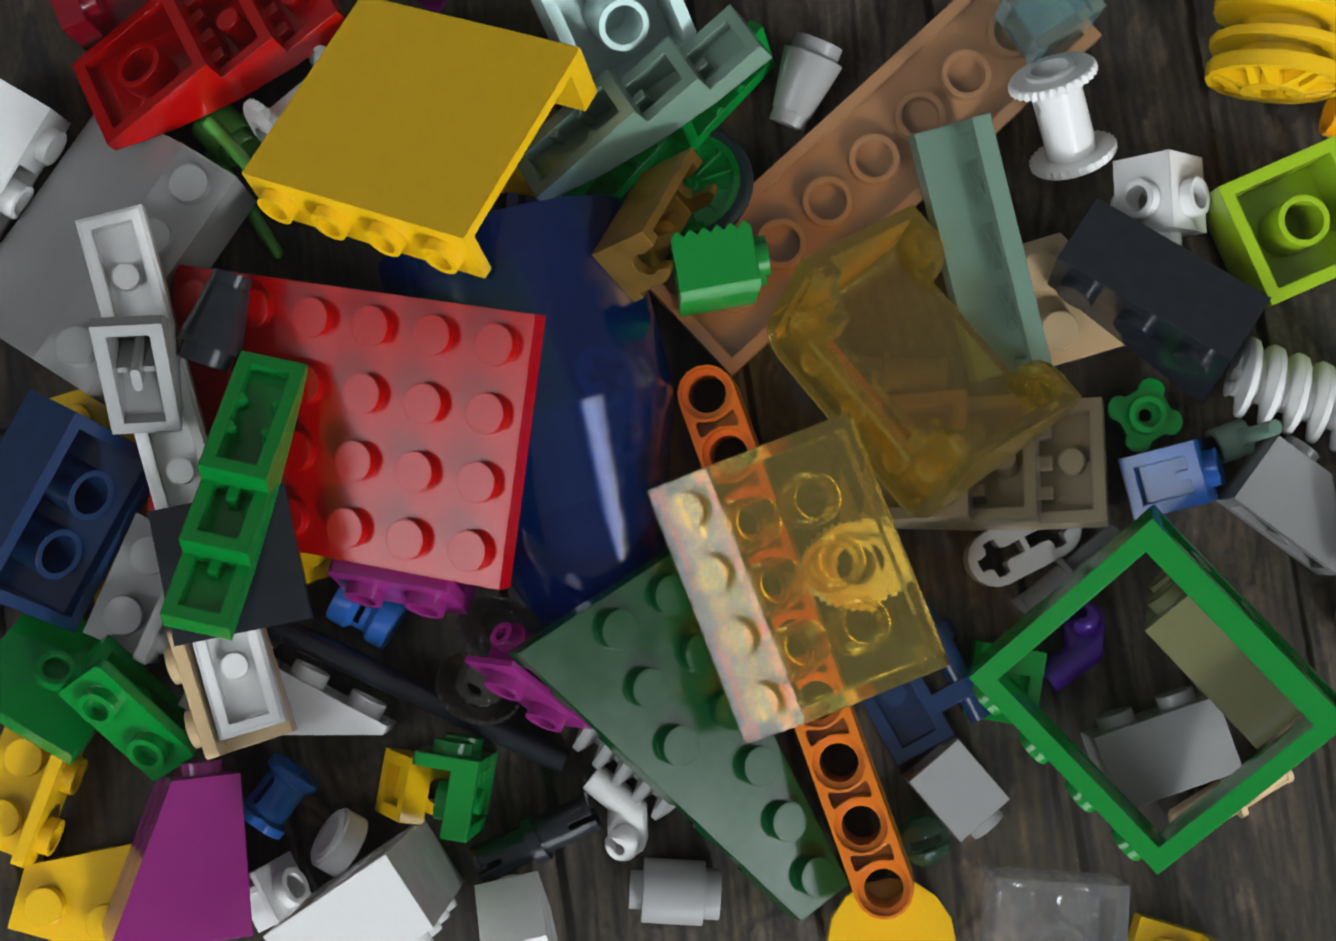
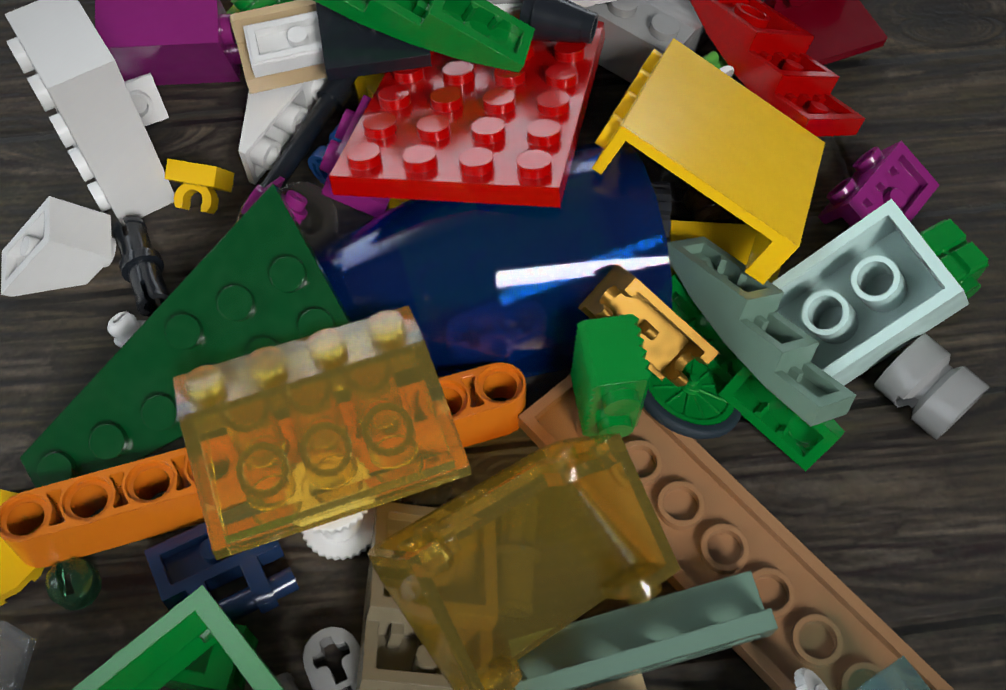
camera: 90 degrees right, 25 degrees down
(278, 795) = (200, 95): blue bush -> none
(339, 841) = (166, 134): white tile -> none
(466, 796) = (188, 201): green bracket -> none
(676, 891) = (71, 361): light grey brick -> none
(804, 79) = (794, 489): light grey cone -> none
(957, 789) = (109, 607): light grey brick -> none

